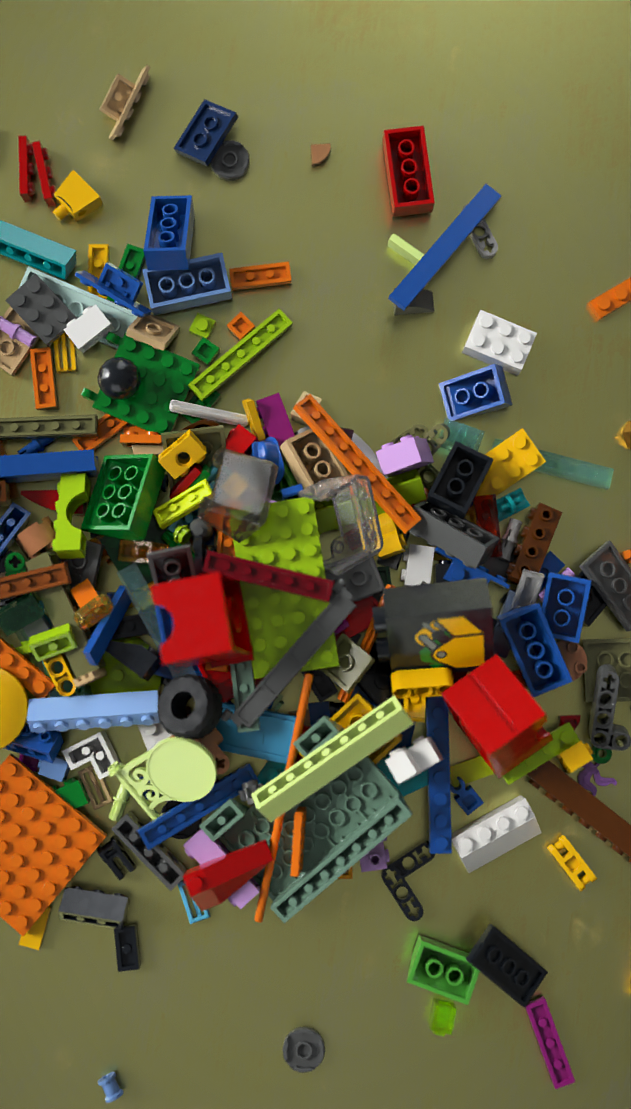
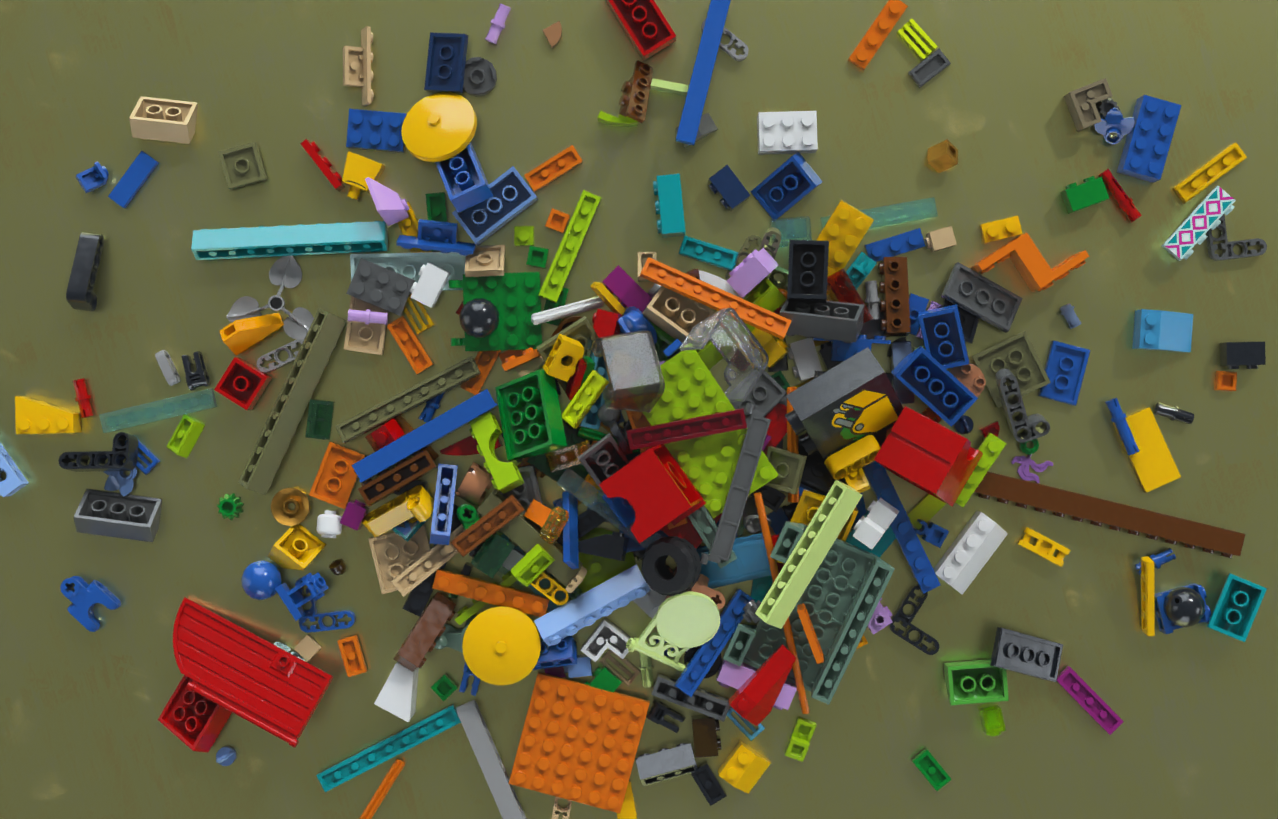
camera: 20 degrees left, 5 degrees up
(26, 169) = (305, 167): red plate -> none
(85, 233) = (387, 202): none -> lavender slope
(111, 166) = (375, 130): none -> blue plate
(146, 897) = (704, 736): none -> dark brown brick
(169, 186) = (439, 127): none -> yellow dish
(169, 947) = (743, 767): none -> yellow slope
(182, 534) = (595, 425): lime plate -> none
(240, 945) = (800, 739): none -> lime slope
(271, 120) = (497, 23): none -> lavender pin
(292, 697) = (750, 516): none -> light grey piece
(303, 1049) = (890, 798): dark grey tile -> none
(347, 261) = (620, 121): none -> lime slope
(354, 358) = (669, 205): none -> teal brick
(358, 1039) = (931, 769): none -> green plate
(370, 422) = (708, 253): none -> teal tile
(372, 238) = (636, 92): none -> reddish brown bracket
(418, 370) = (728, 188): none -> dark blue brick
(527, 589) = (906, 337): light grey tile -> none
(546, 702) = (964, 425): none -> dark blue tile
(556, 498) = (895, 245): none -> blue plate
(575, 757) = (1008, 458): yellow brick -> none
(602, 511) = (940, 239): none -> tan brick

